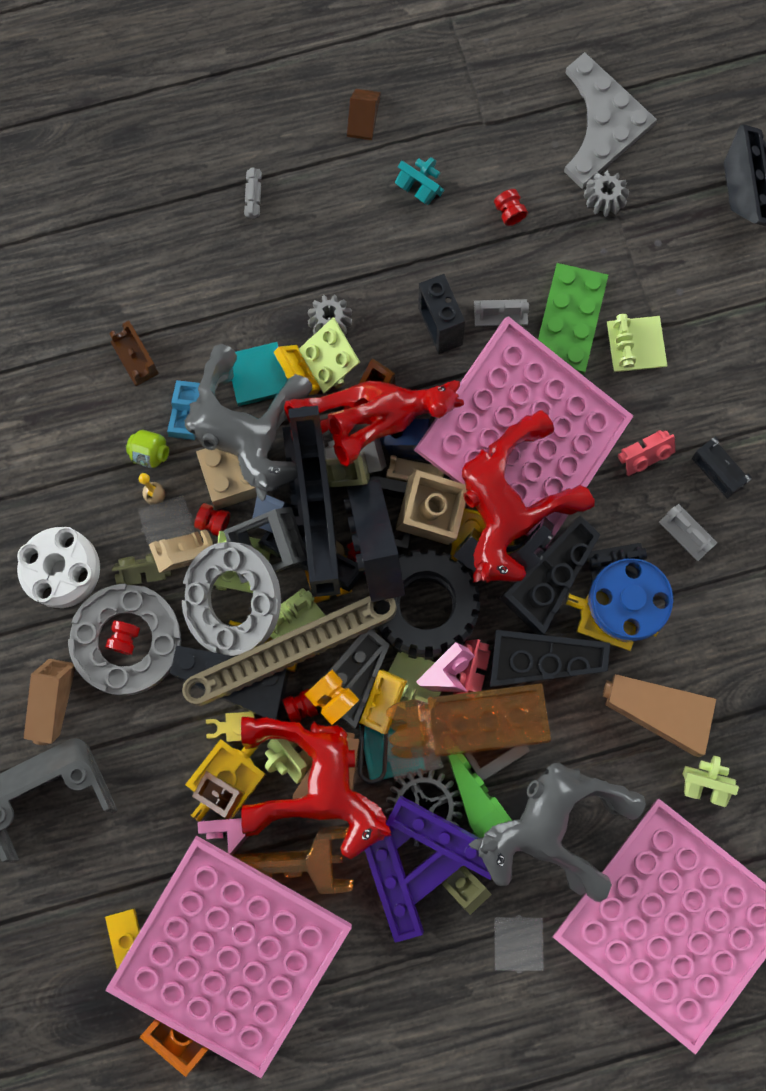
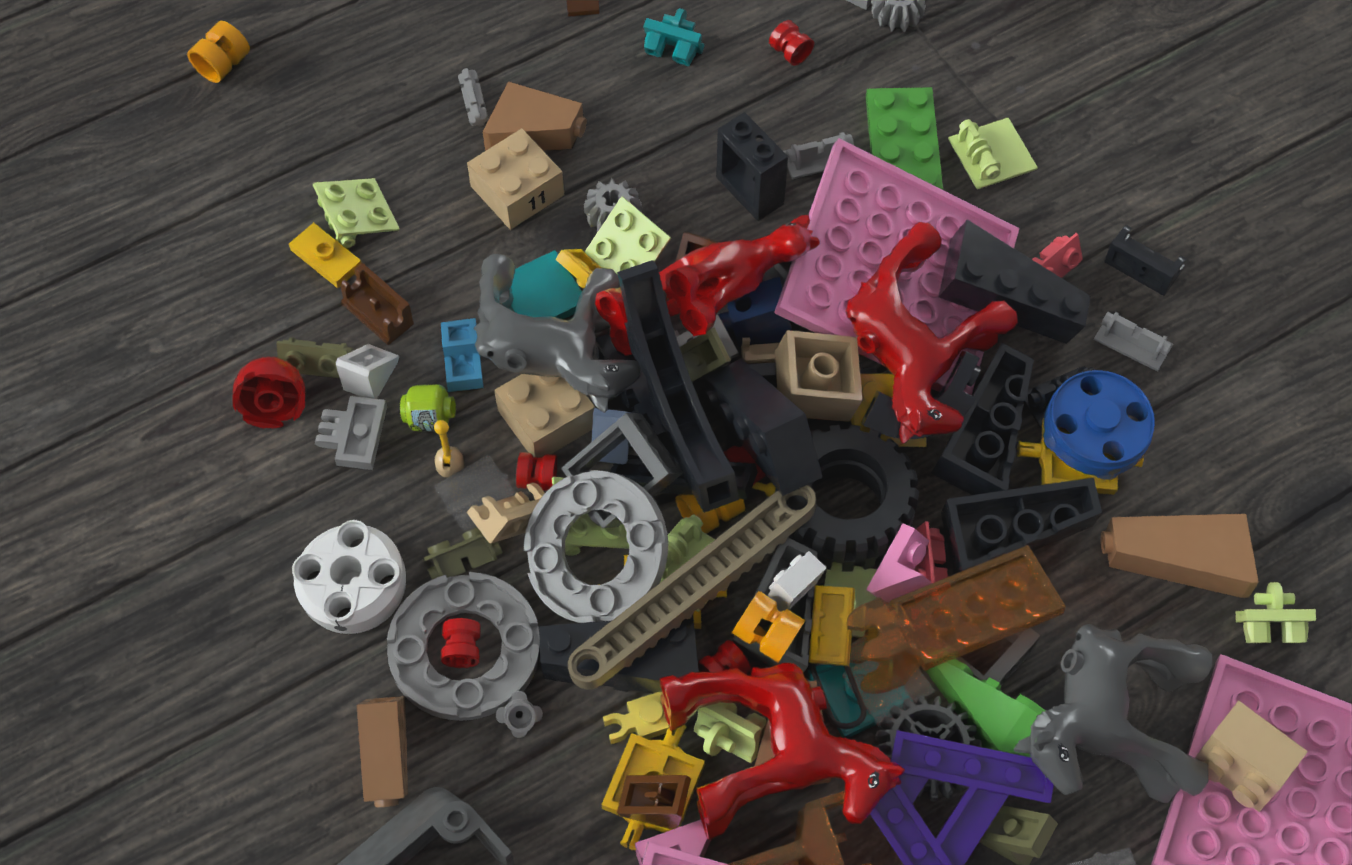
camera: 20 degrees left, 15 degrees down
(37, 406) = (269, 392): none -> red cylinder
(63, 111) = (218, 52): none -> light orange wheel
(69, 381) = (312, 358): none -> olive hinge
(92, 453) = (353, 432): none -> light grey hinge
(108, 301) = (325, 254): none -> yellow plate
(113, 404) = (366, 370): none -> white slope
(139, 268) = (354, 208): none -> yellowish green hinge
(145, 708) = (520, 725): none -> light grey plate
(264, 274) = (516, 178): none -> tan brick
(290, 227) = (545, 117): none -> medium nougat slope
(366, 666) = (796, 581): none -> white piece
(602, 466) = (988, 270): none -> black wedge
(643, 888) = (1250, 757): none -> tan brick

